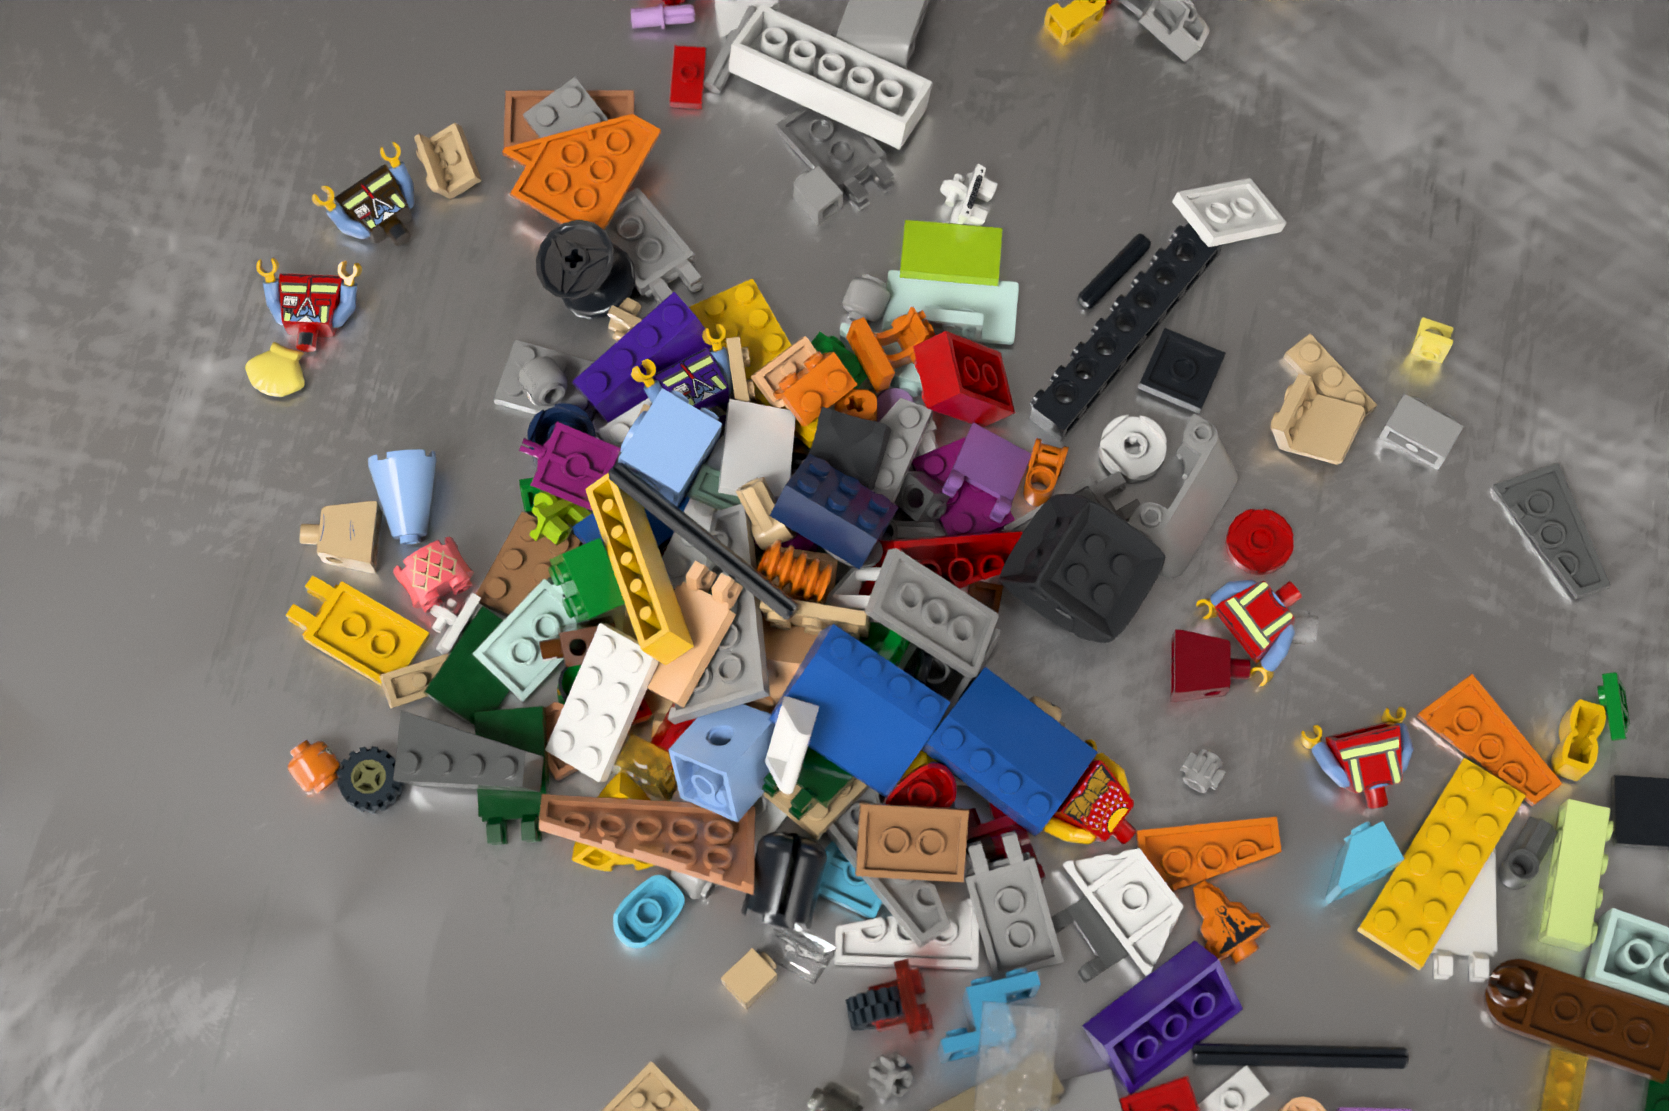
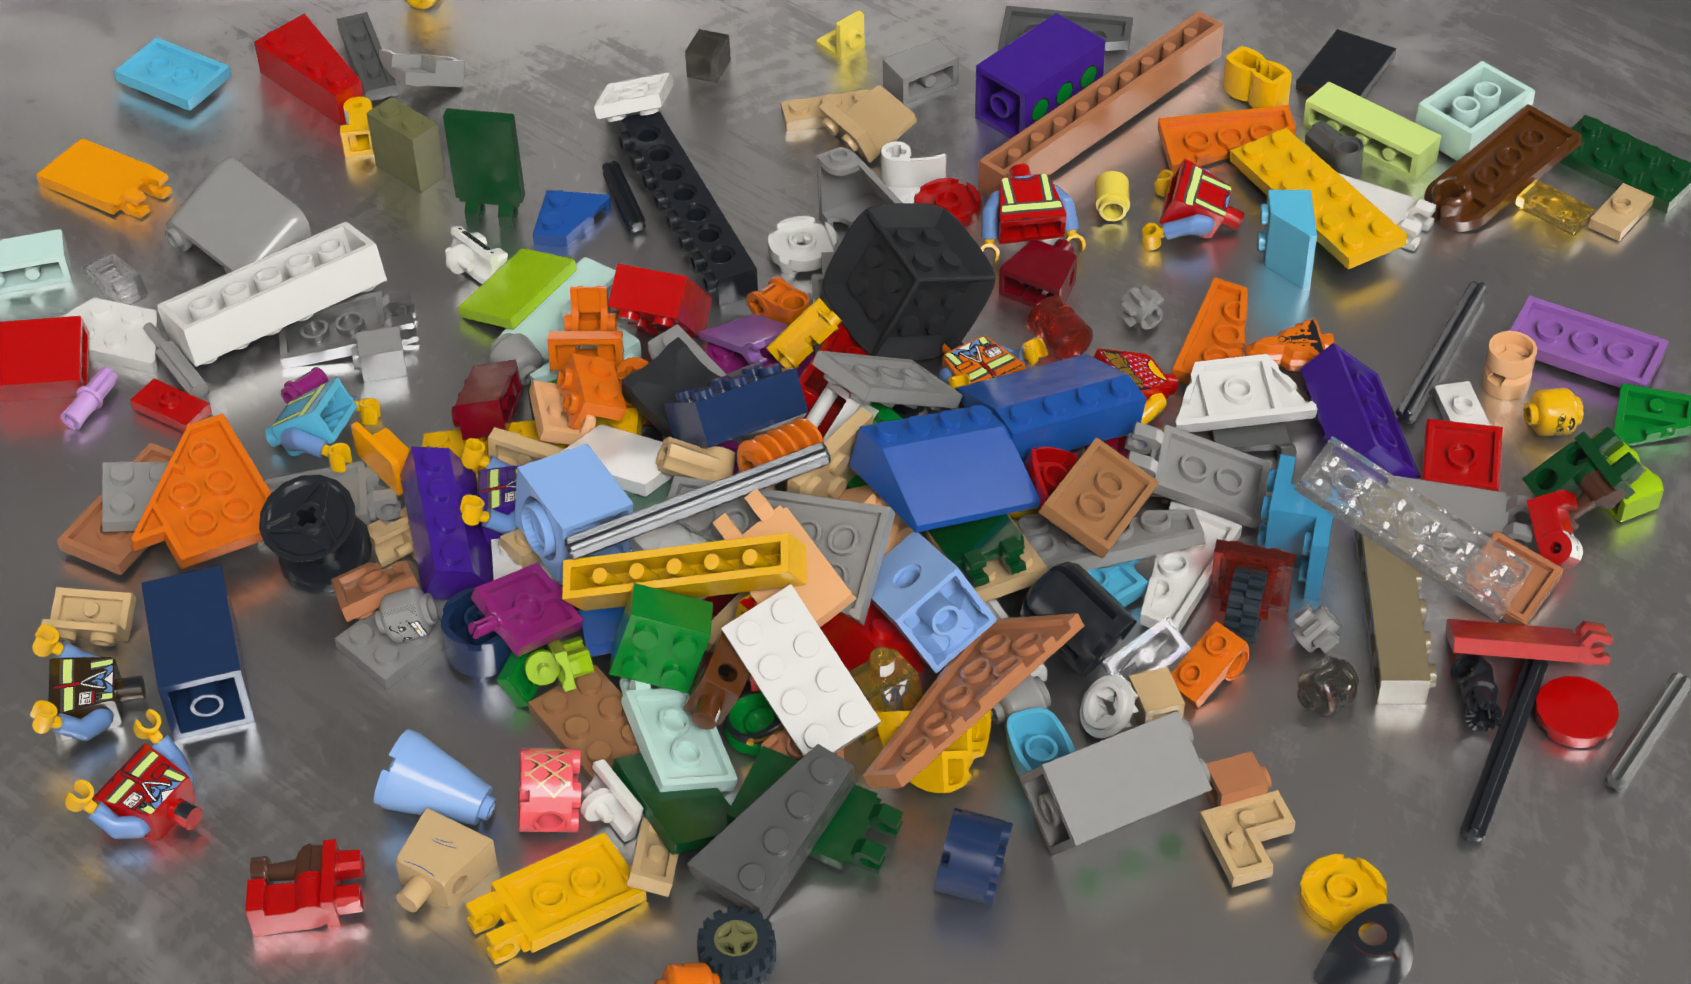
camera: 60 degrees left, 25 degrees down
(276, 371) = (196, 860): light yellow animal -> none
(287, 467) = (315, 895): none -> red hips
(440, 257) = (197, 653): none -> dark blue brick
(517, 908) = (972, 856): none -> dark blue brick
(565, 337) = (363, 587): none -> nougat plate
(625, 987) = (1115, 782): none -> light grey brick
(693, 271) = (382, 453): none -> light orange panel
(694, 1078) = (1236, 779): none -> nougat brick
(711, 194) = (318, 419): none -> torso
(725, 933) = (1094, 713): none -> white gear
(755, 160) = (304, 384): none -> magenta pin
(790, 742) = (946, 517): white tile -> none
(794, 309) = (488, 399): none -> dark red brick
(809, 1003) = (1214, 658): none -> orange plate
(997, 517) = (802, 334): none -> yellow hinge
(1042, 150) = (485, 163): none -> dark green tile
(1047, 670) = (985, 360): none -> torso
(1061, 68) = (406, 144): none -> olive brick
(1065, 239) = (567, 215): none -> blue wing
(1134, 716) = (1060, 328): none -> clear red wheel
(1181, 370) = (753, 188): black plate -> none
(1277, 485) = (904, 171): none -> white panel
(1335, 239) = (707, 56): none -> clear smoke brick
(1344, 679) = (1112, 195): none -> light yellow brick
(1458, 617) = (1106, 102): none -> nougat brick
(1459, 544) = (1036, 74): none -> dark purple brick
(1613, 698) = (1233, 35): green wing -> none

